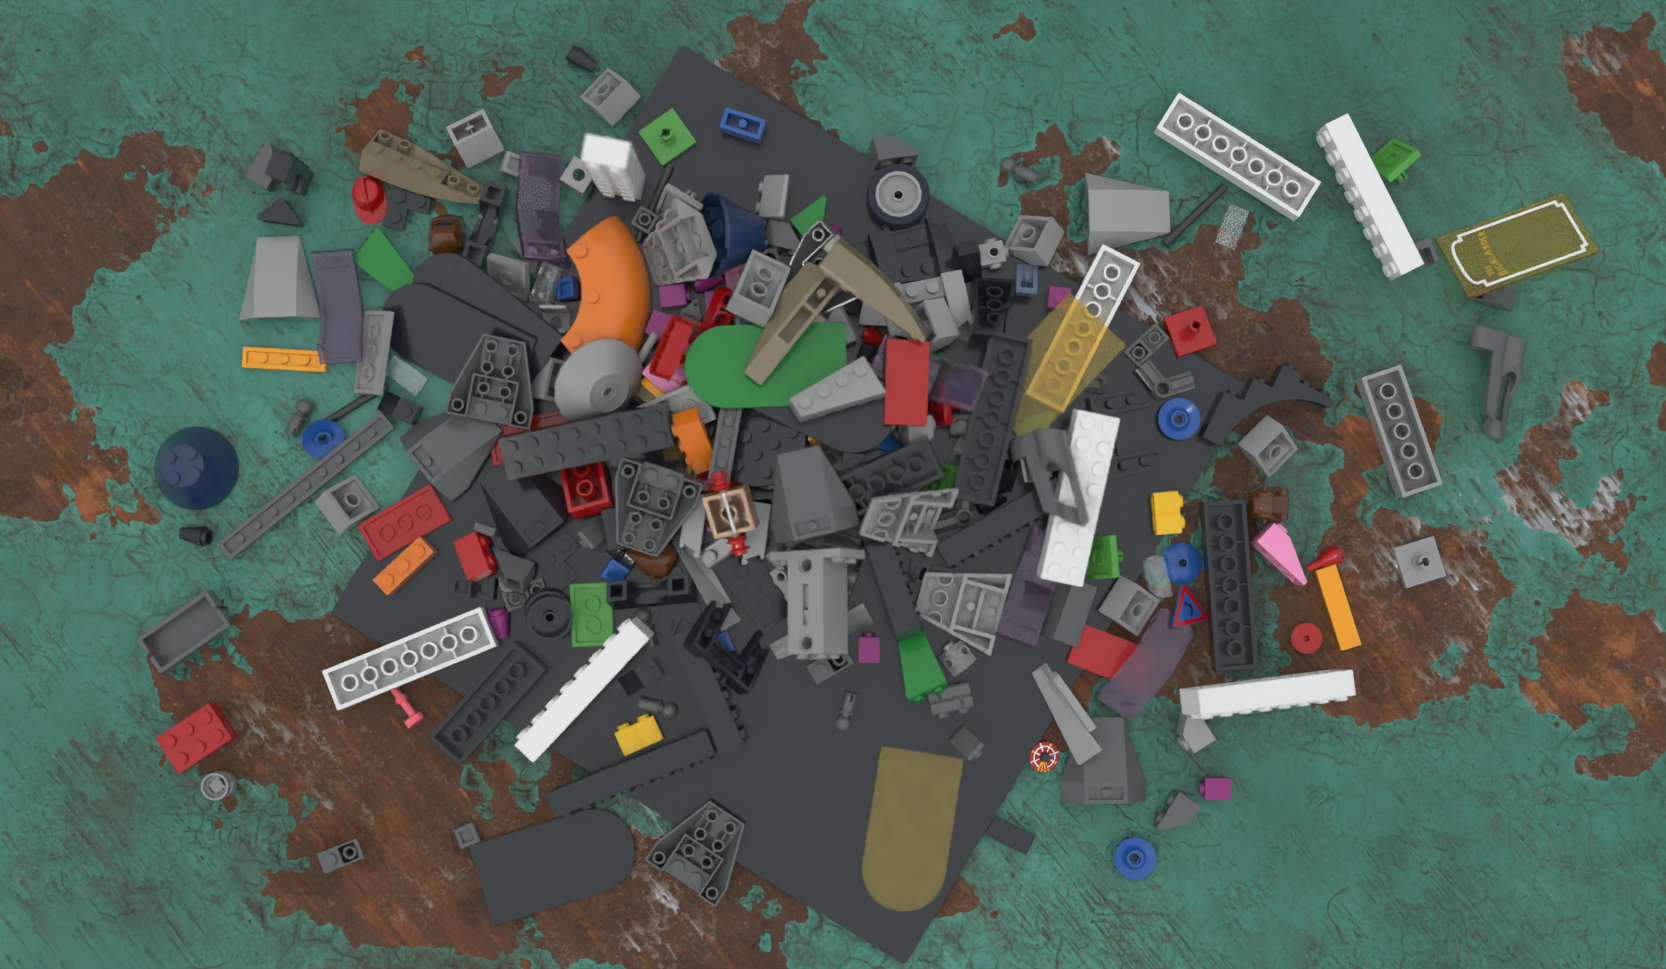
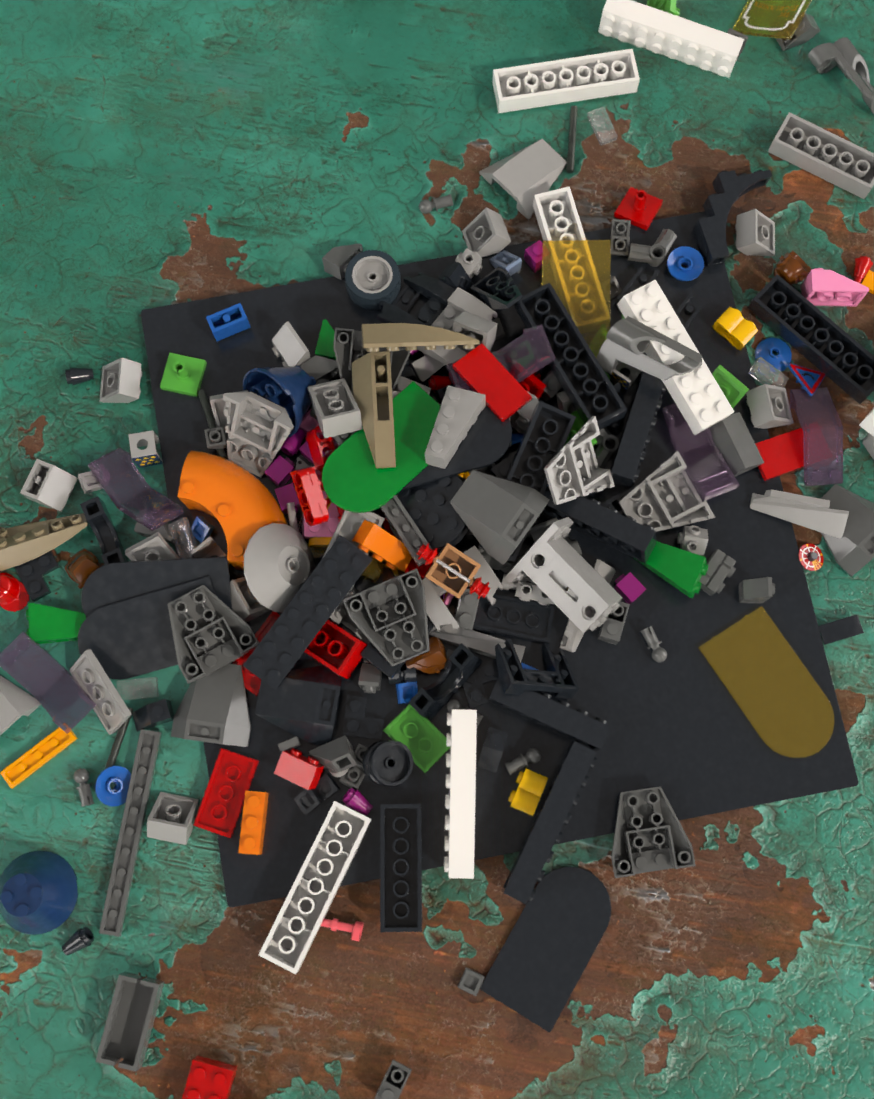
camera: 40 degrees left, 10 degrees down
(613, 167) = (160, 403): white brick -> none

